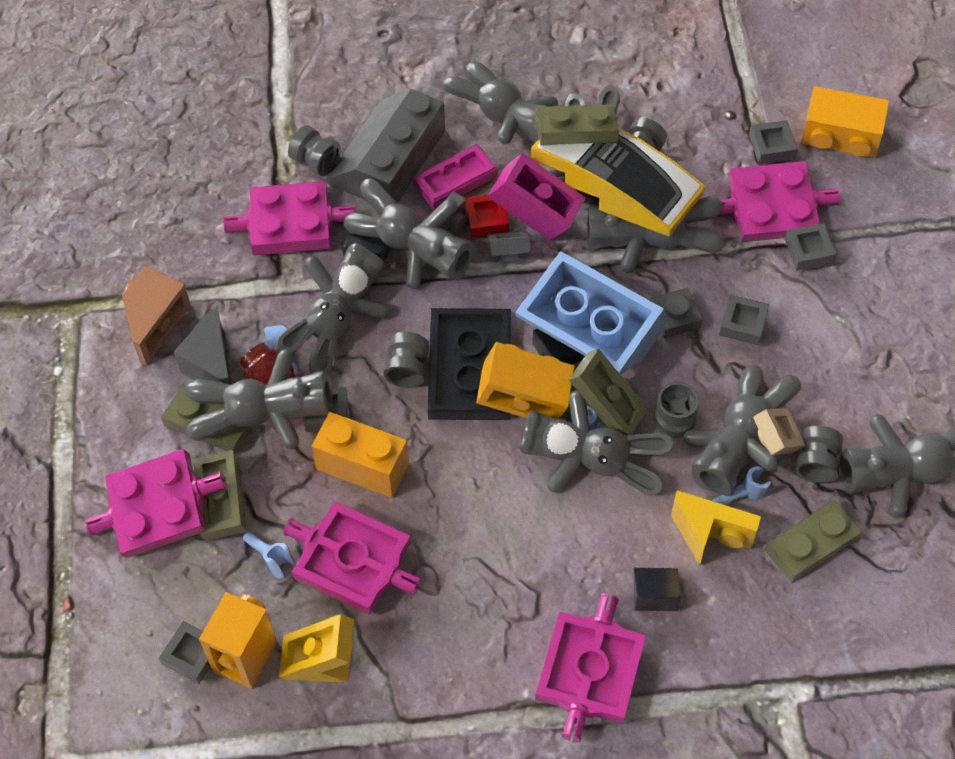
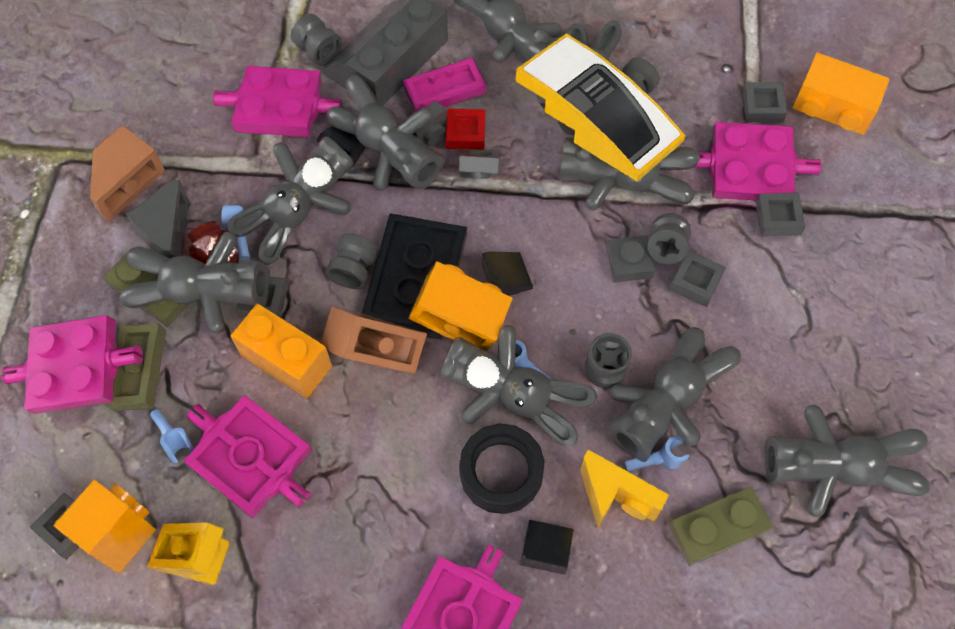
camera: 10 degrees right, 5 degrees up
(447, 428) = (373, 340): none -> nougat slope
(536, 197) = (515, 119): dark pink brick -> none
(576, 124) = (567, 52): olive plate -> none
(592, 313) = (543, 249): light blue slope -> none
(598, 495) = (504, 435): none -> black tyre
(608, 393) = (540, 333): olive plate -> none
(707, 276) = (666, 228): none -> dark grey wheel
(778, 431) = (706, 406): tan plate -> none
(819, 455) = (745, 435): dark grey wheel -> none

